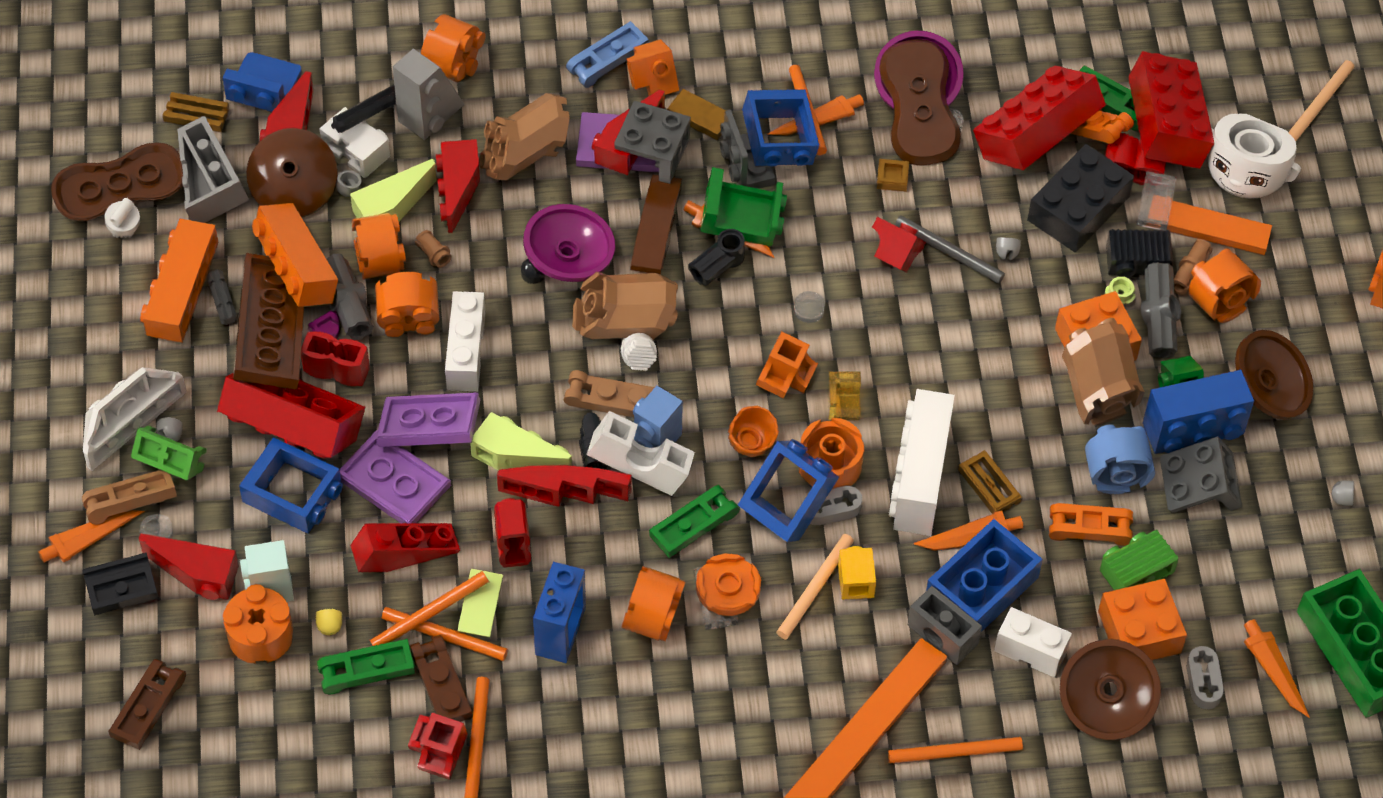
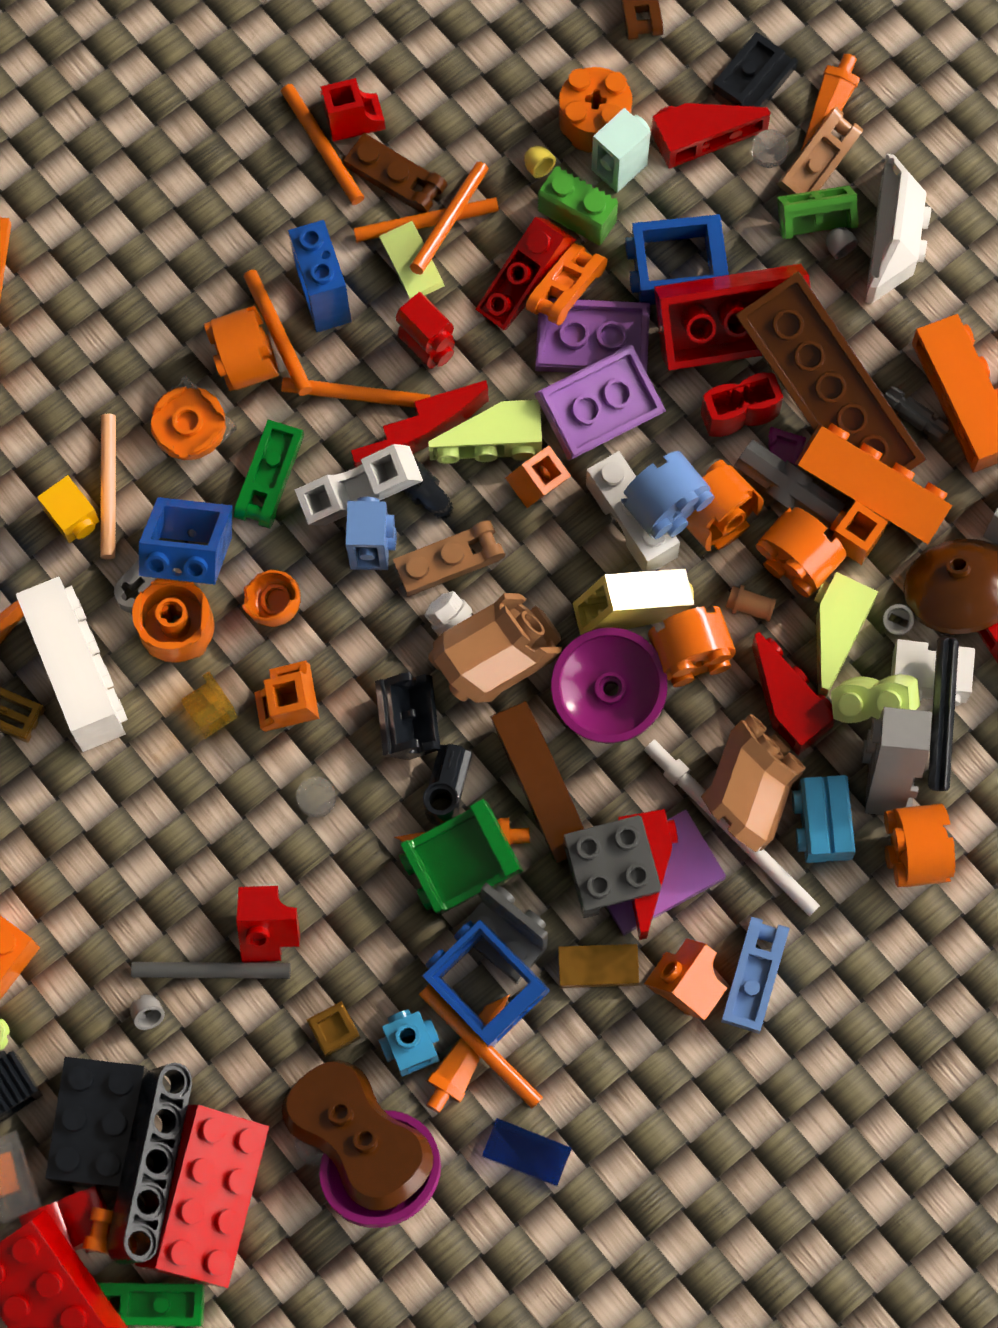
camera: 150 degrees right, 15 degrees up
(330, 234) = (858, 531): none -> orange brick
(330, 564) = (578, 205): none -> bright green brick
(366, 666) = (471, 141): green plate -> none
(386, 510) = (566, 283): none -> orange plate
(409, 131) = (866, 697): none -> yellowish green brick
(444, 295) = (667, 496): none -> medium blue brick
(495, 232) = (693, 645): none -> orange brick
(496, 97) = (824, 818): none -> dark azure brick
(510, 395) = (538, 476): none -> orange brick
(513, 286) = (633, 599): none -> slope
(563, 182) = (678, 773): none -> white bar
(589, 541) = (357, 393): none -> orange bar
(616, 614) = (277, 332): none -> orange bar
(714, 307) = (407, 716): none -> black hinge
(820, 49) = (526, 1152): none -> clear blue tile
(851, 130) = (413, 1055): none -> dark azure brick
(1062, 138) = (136, 1176): none -> black beam

